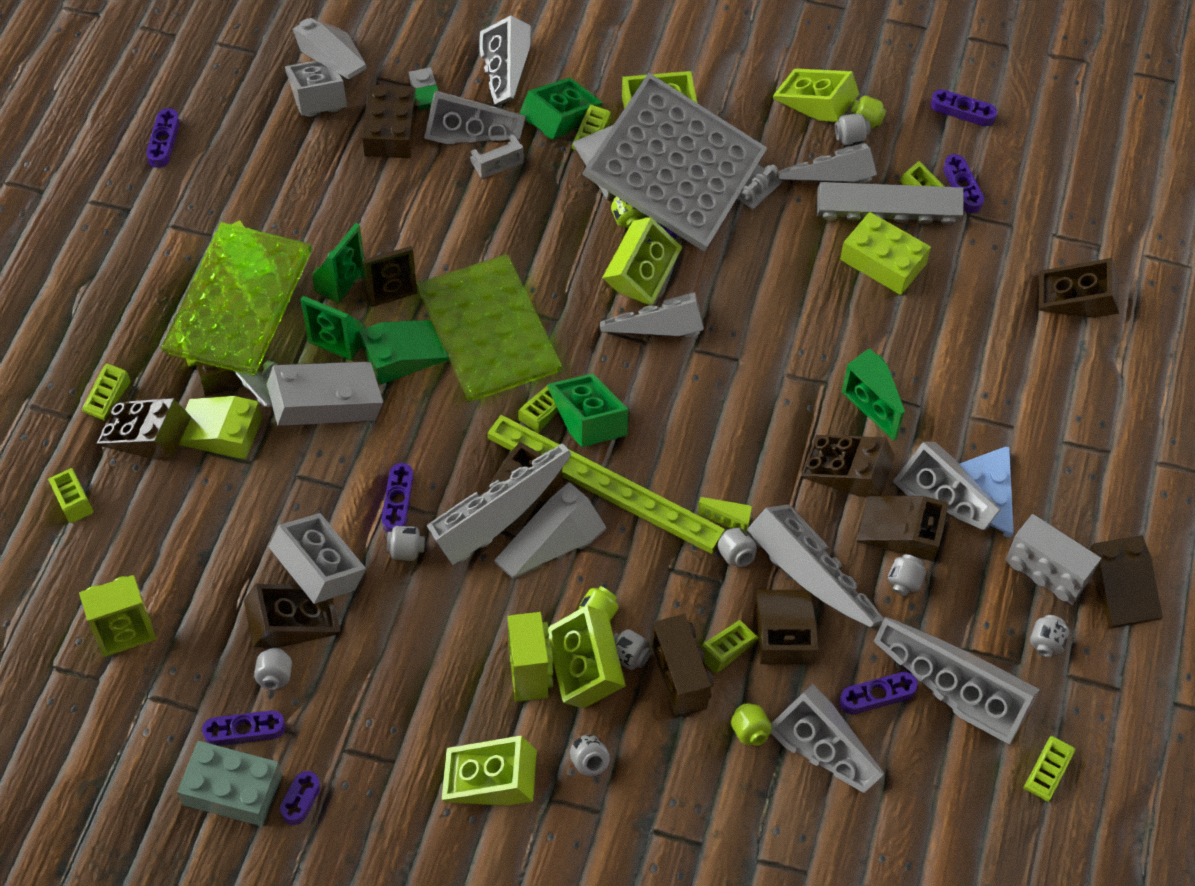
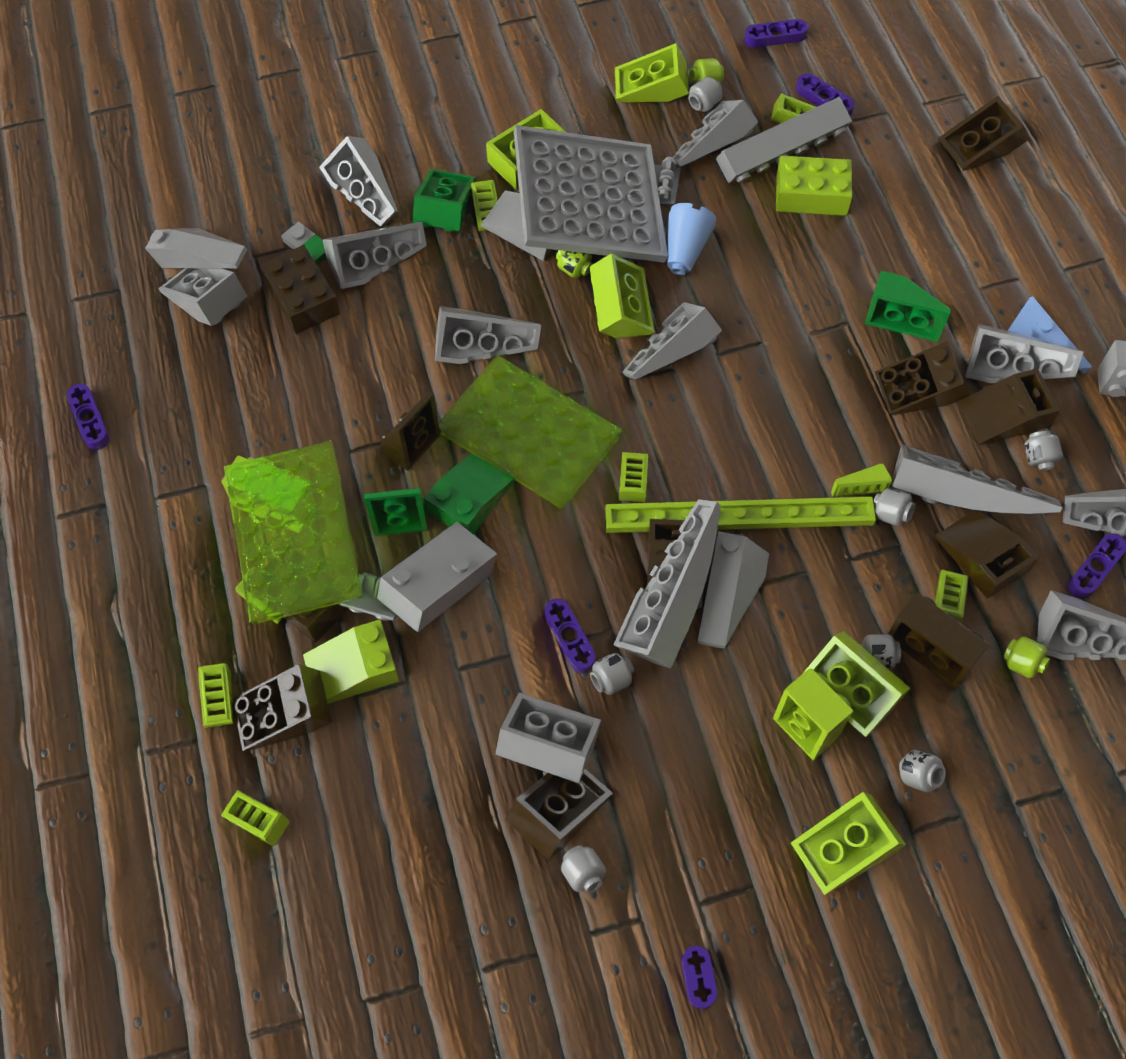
camera: 30 degrees left, 5 degrees up
(117, 615) = (406, 912): lime brick -> none
(230, 783) = (629, 1007): sand green brick -> none
(252, 736) = (618, 934): dark purple beam -> none
(341, 267) = (357, 446): green slope -> none
(498, 159) = (422, 272): light grey hinge -> none
(500, 228) = (476, 335): none -> light grey wedge
(589, 409) = (679, 455): green slope -> none
(602, 600) = (821, 628): lime head -> none
(736, 239) = (687, 235): none -> light blue cone

